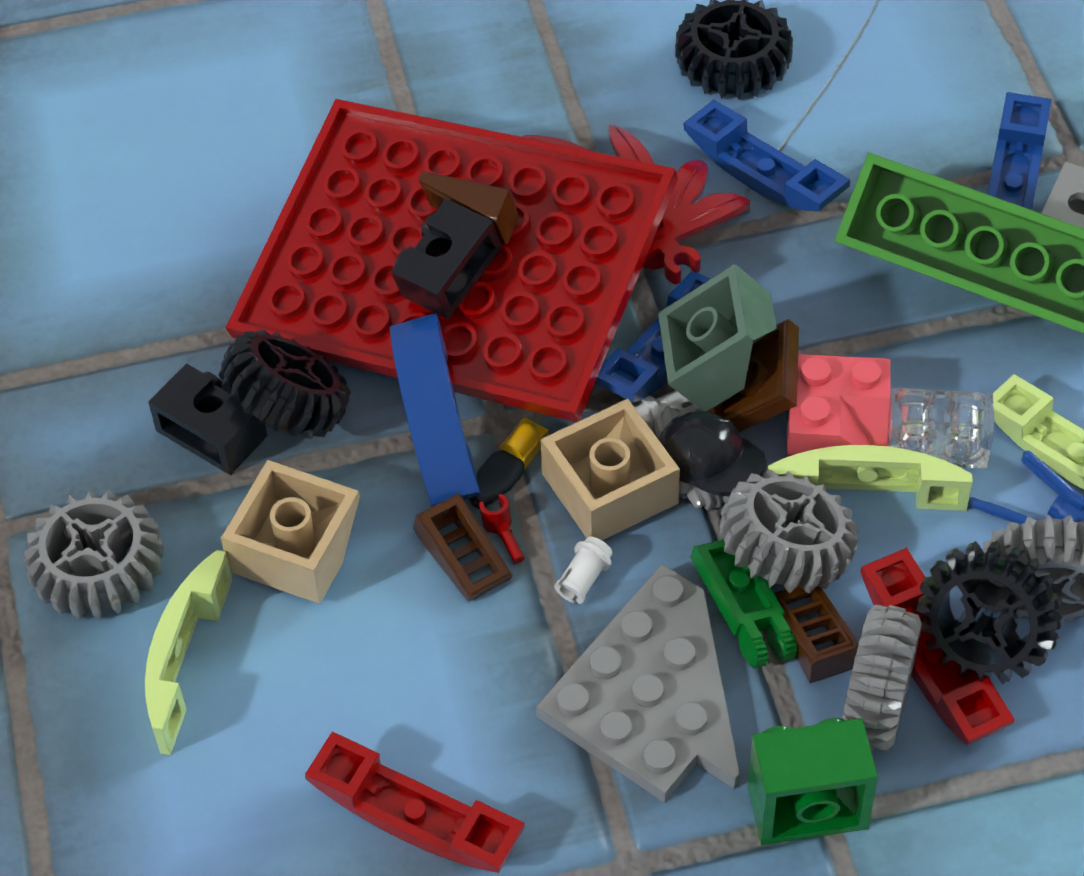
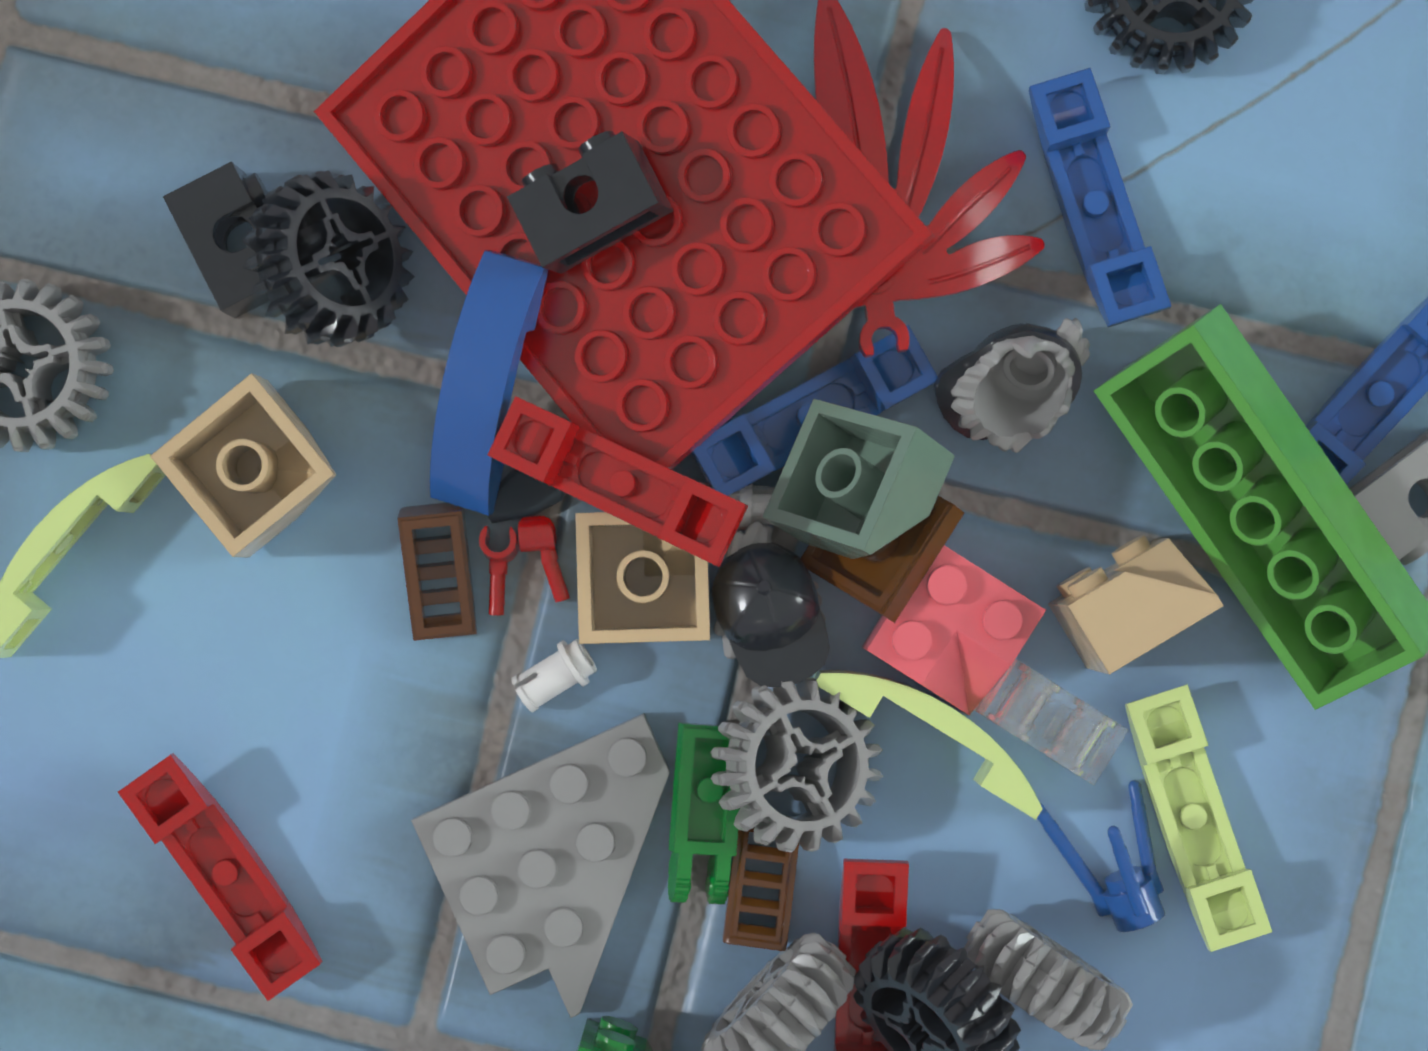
camera: 25 degrees right, 35 degrees up
(480, 198) = (667, 157): reddish brown slope -> none
(523, 495) = (539, 534): none -> red hand
(561, 401) = (618, 481): none -> red slope
(786, 258) = (1014, 383): none -> light grey hair
(942, 337) = (1132, 604): none -> tan slope

